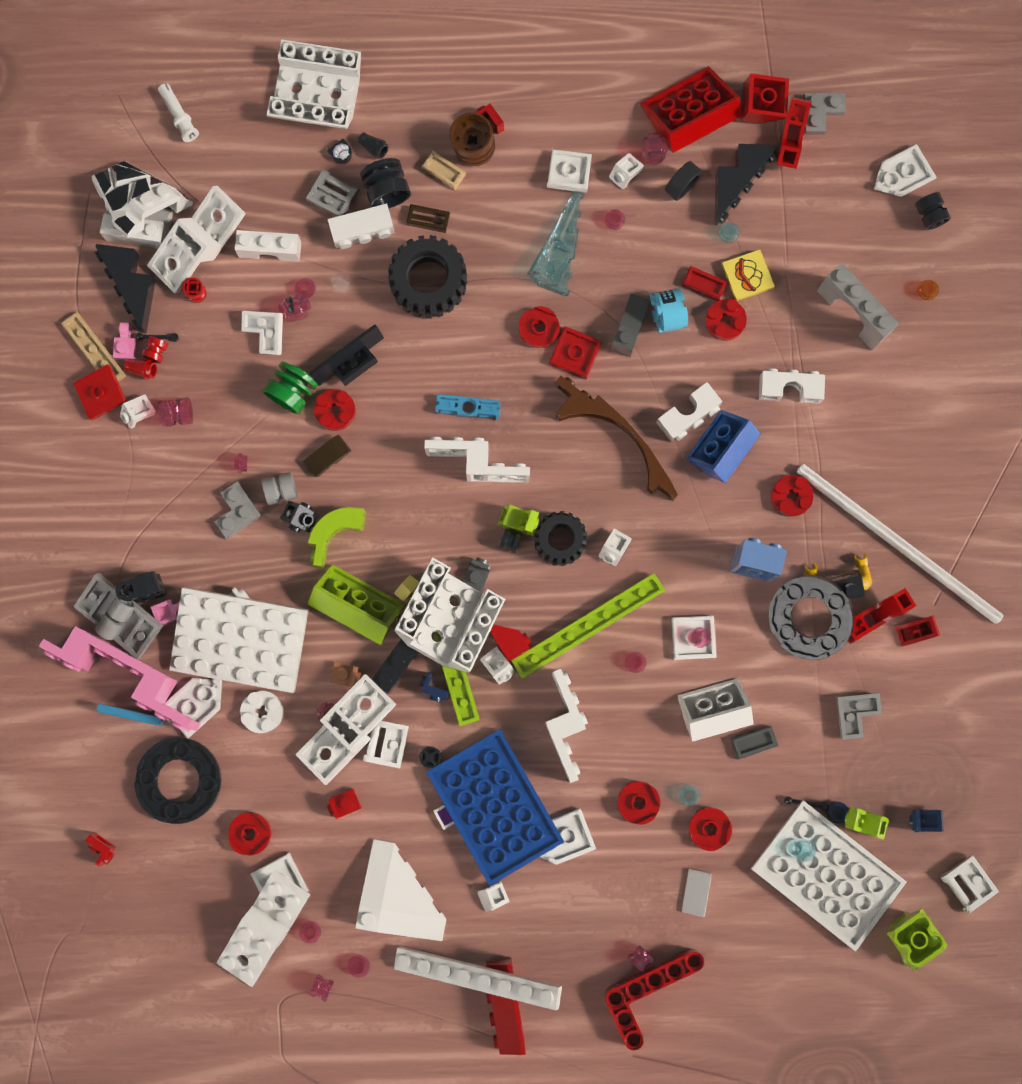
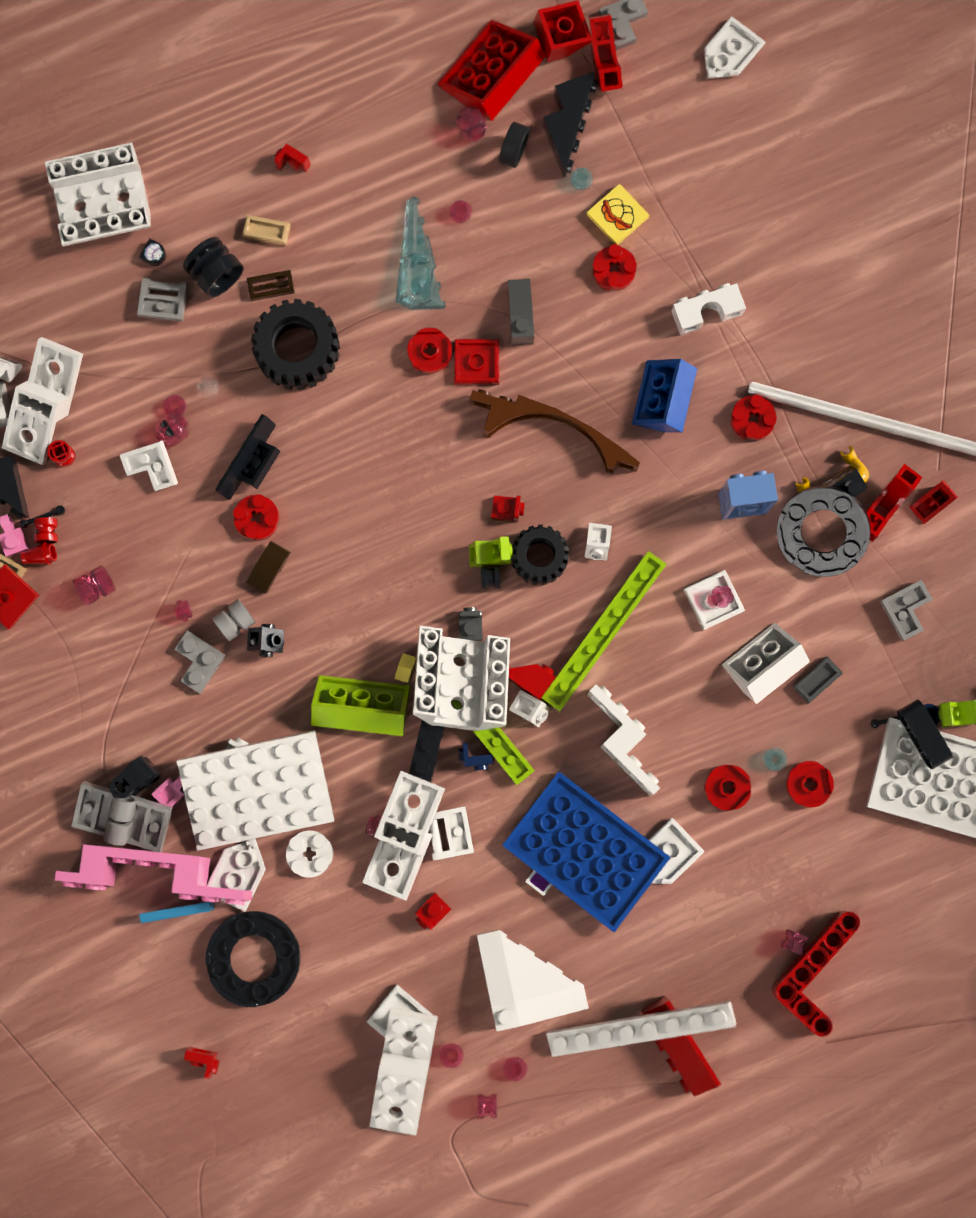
camera: 20 degrees left, 0 degrees up
(136, 410) = (53, 600): white bracket -> none
(237, 834) = (336, 986): red plate -> none
(282, 245) = (131, 372): white arch -> none
(291, 385) = (202, 511): green wheel -> none
(334, 522) = (302, 633): lime arch -> none
(345, 674) = (379, 781): nougat bracket -> none
(361, 226) = (206, 320): white brick -> none
(374, 145) = (185, 233): black cone -> none
(427, 757) = (500, 828): black wheel -> none
(469, 129) = (283, 175): reddish brown wheel -> none
(477, 460) = (424, 509): white bracket -> none
(482, 407) = (375, 463): dark azure piece -> none
(493, 896) = (621, 942): white slope -> none
(549, 488) = (507, 508): none -> red bracket
(569, 171) = (394, 180): white tile -> none
(625, 170) = (451, 158): white bracket -> none
(635, 662) = (666, 648): clear pink plate -> none
(669, 310) = (554, 281): medium azure brick -> none
(676, 424) = (608, 393): white arch -> none
(696, 892) = (822, 853): white slope -> none
(704, 283) = (577, 240): red tile -> none
(804, 850) = (912, 766): clear light blue plate -> none
(826, 827) = (924, 734): none -> black beam
(876, 319) = (766, 207): light grey arch -> none
(928, 290) = (803, 158): clear orange plate -> none
(933, 213) = (776, 77): black wheel -> none

